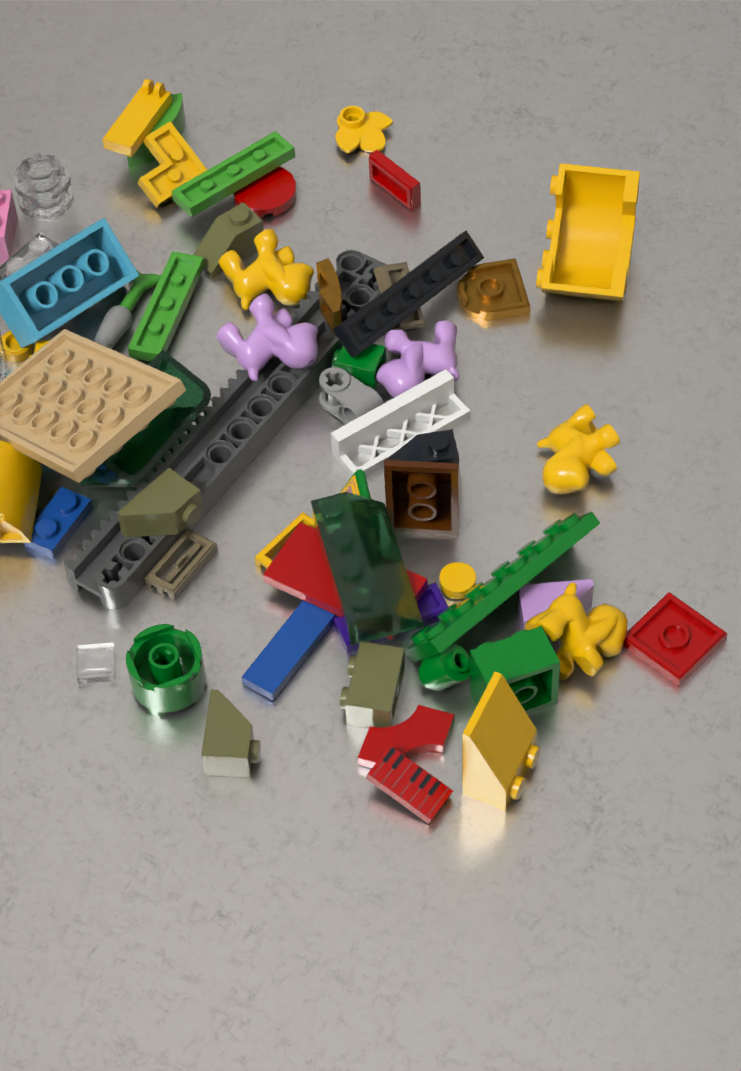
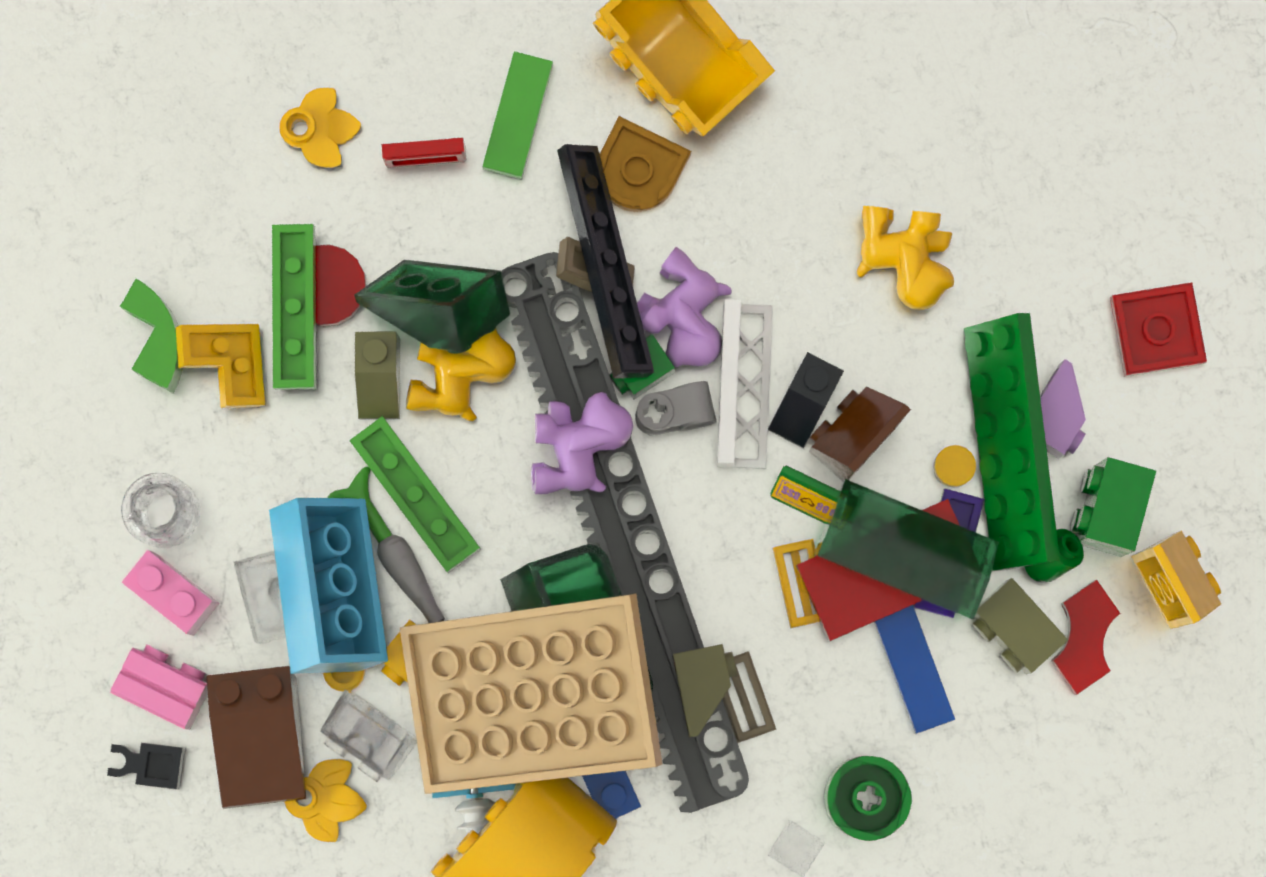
camera: 55 degrees left, 30 degrees up
(138, 118) = (146, 353): yellow hinge -> none
(228, 740) = (978, 792): olive slope -> none
(300, 228) = (438, 302): none -> clear green slope
(329, 294) = (572, 350): pearl gold slope -> none
(409, 784) = (1139, 671): red tile -> none
(465, 213) = (517, 115): none -> bright green tile
(581, 634) = (1110, 413): yellow animal -> none

